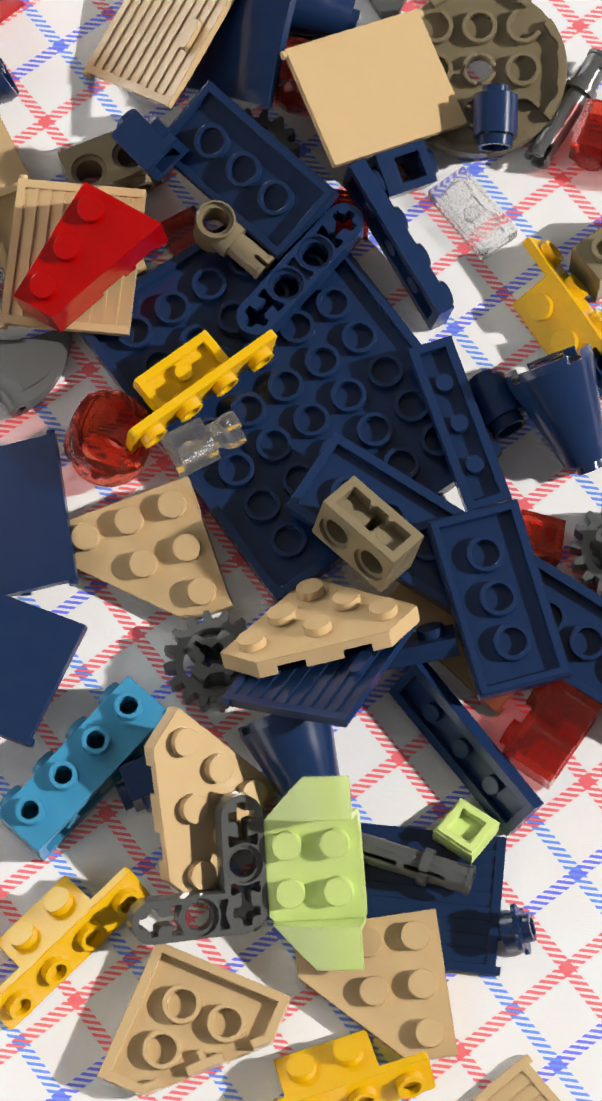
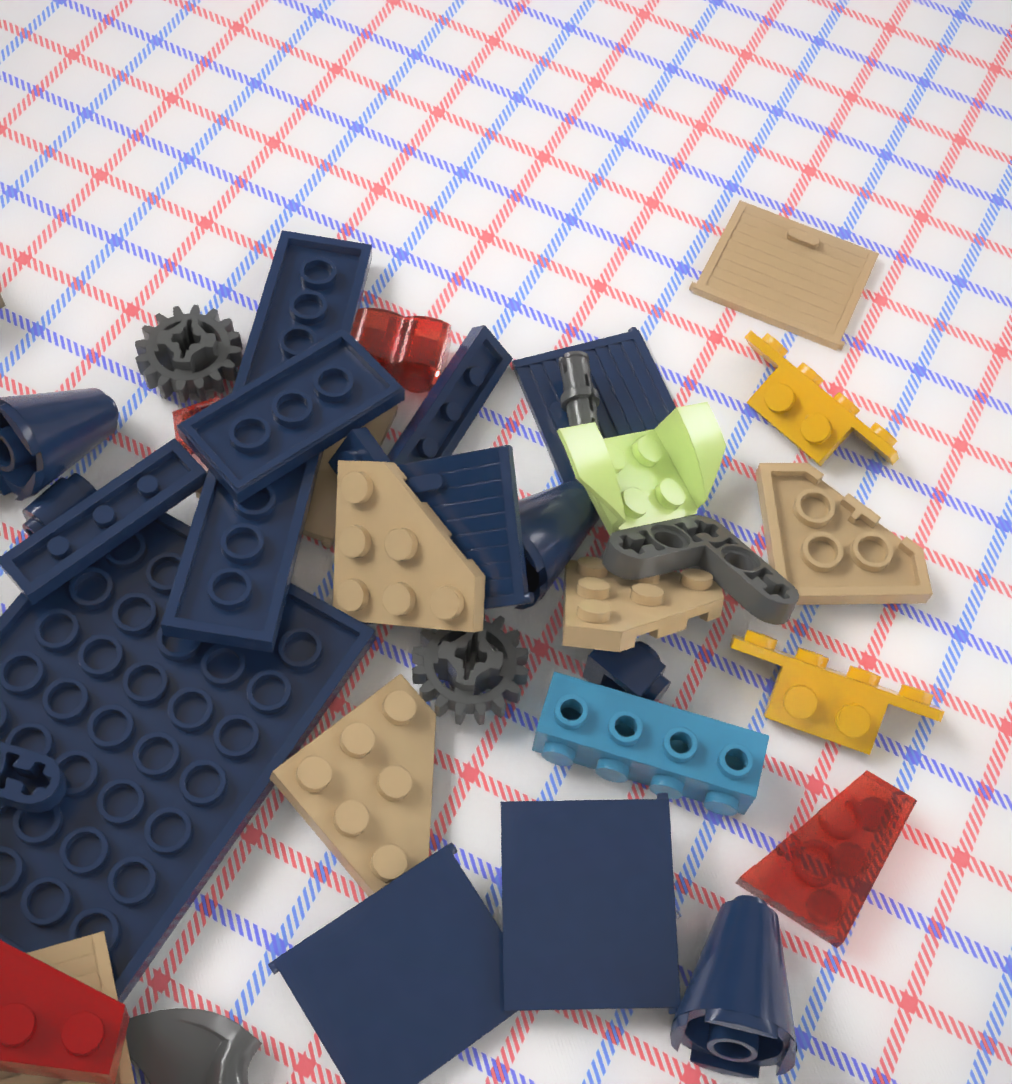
camera: 125 degrees left, 10 degrees down
(99, 436) = (258, 885): clear red piece -> none
(189, 377) = (148, 815): yellow bracket -> none
(197, 444) = (230, 775): clear plate -> none
(367, 533) = (279, 527): dark tan brick -> none
(402, 989) = (705, 370): tan plate -> none
(465, 830) = (526, 387): yellowish green tile -> none
(517, 929) = (594, 317): dark blue plate -> none

